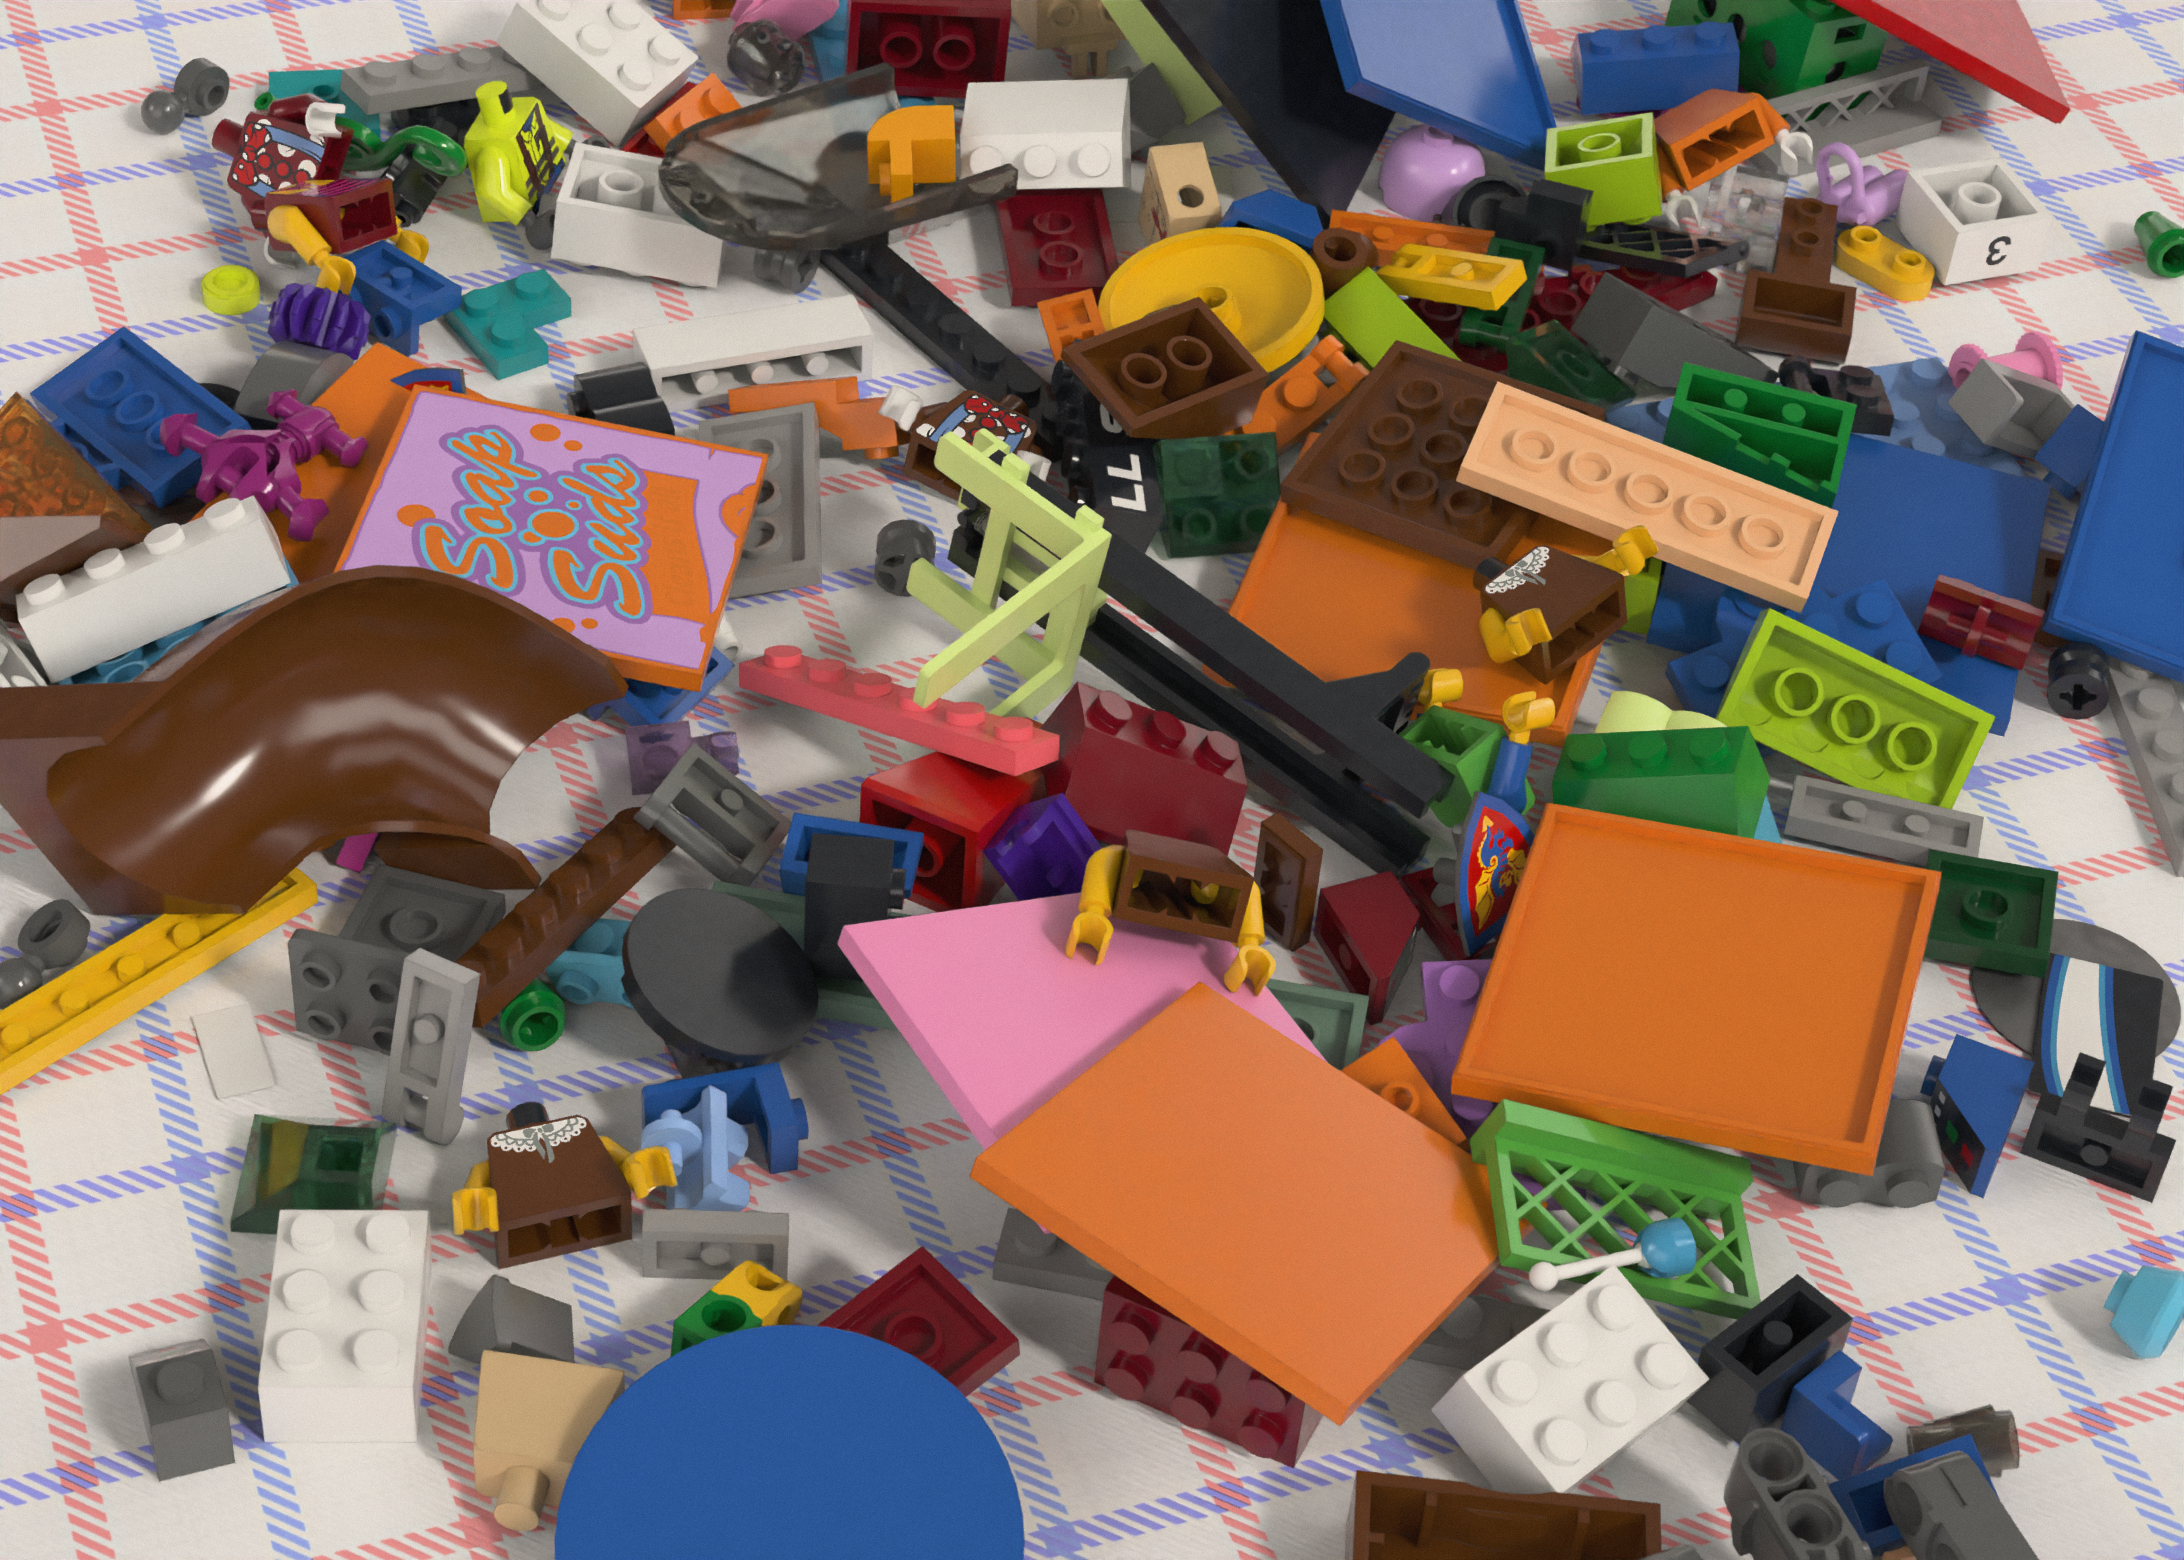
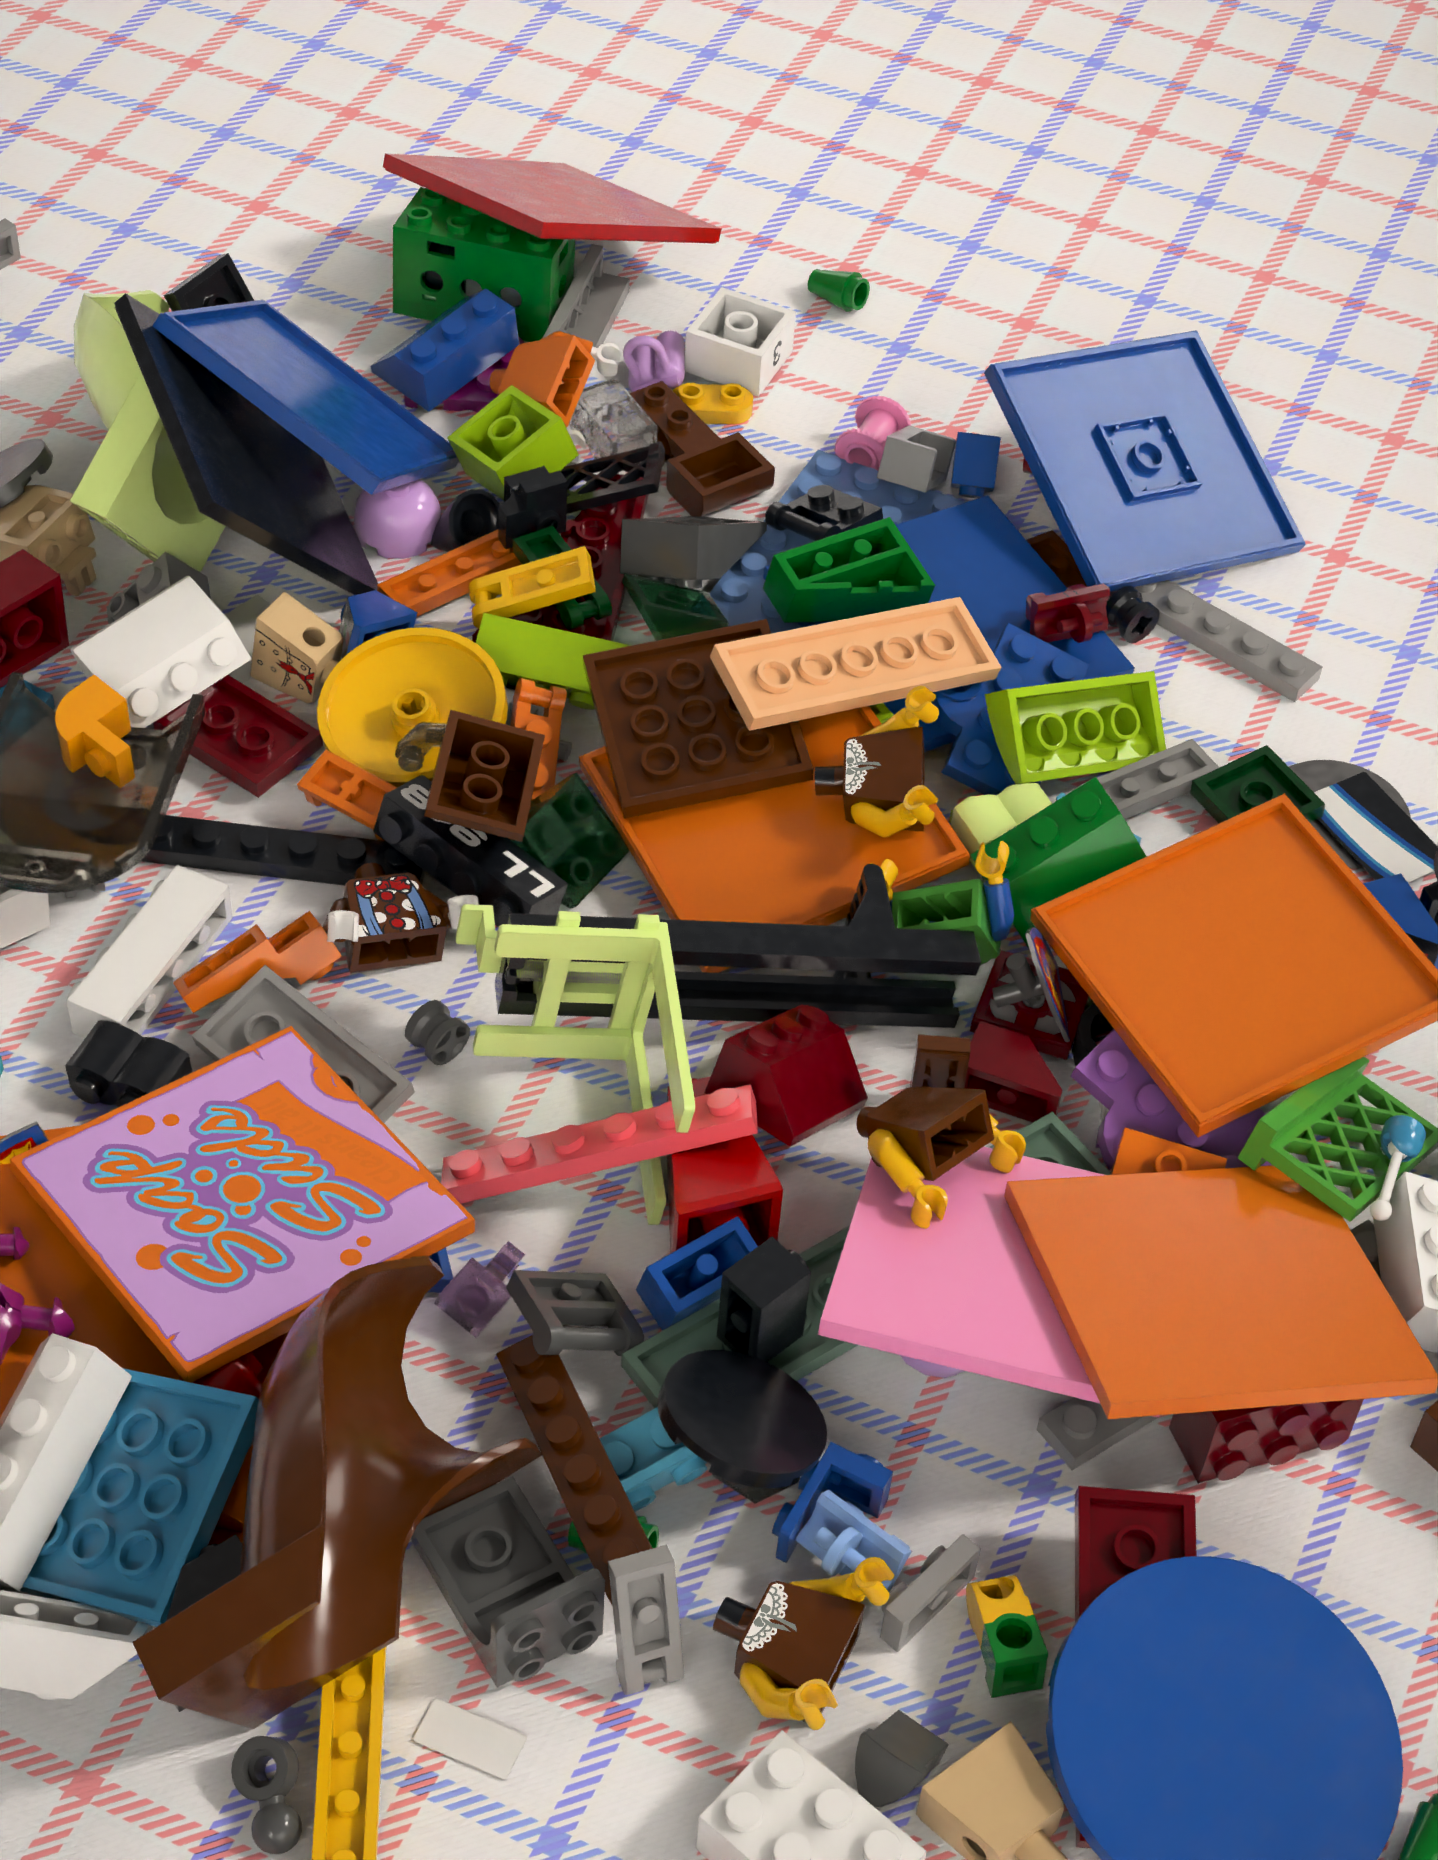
camera: 45 degrees left, 5 degrees up
(311, 1167) = (652, 1769): clear green slope -> none
(1042, 849) = (816, 1173): dark purple hinge -> none
(1341, 257) = (447, 613): reddish brown cylinder -> none

